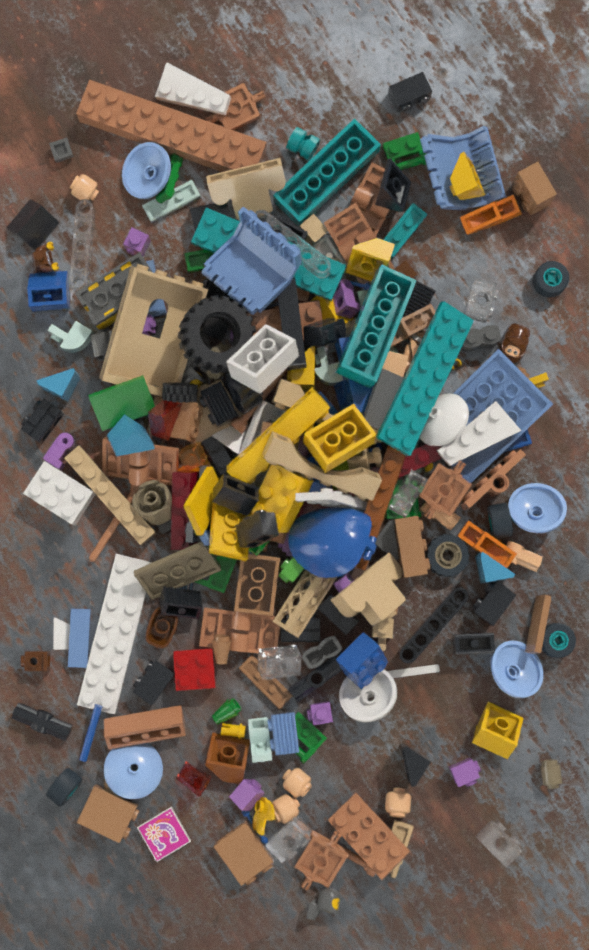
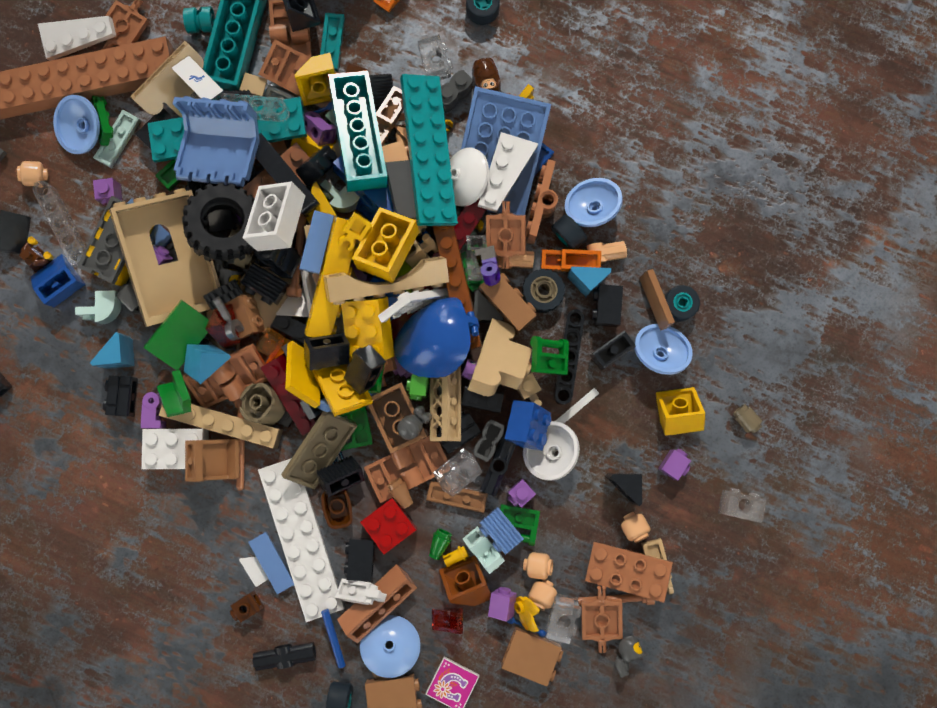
camera: 30 degrees left, 0 degrees up
(85, 522) = (211, 459): none -> medium nougat panel
(88, 450) = (175, 396): none -> green panel
(136, 708) = (359, 592): none -> white hinge
(171, 423) = (230, 325): none -> flat silver piece
(266, 599) = (412, 425): none -> dark grey piece
(270, 199) = (197, 78): none -> white sticker
(284, 399) = (316, 242): none -> medium blue tile
(322, 410) = (356, 229): none -> yellow plate
(411, 513) = (490, 269): none -> dark purple leg
(412, 619) = (549, 362): none -> green plate

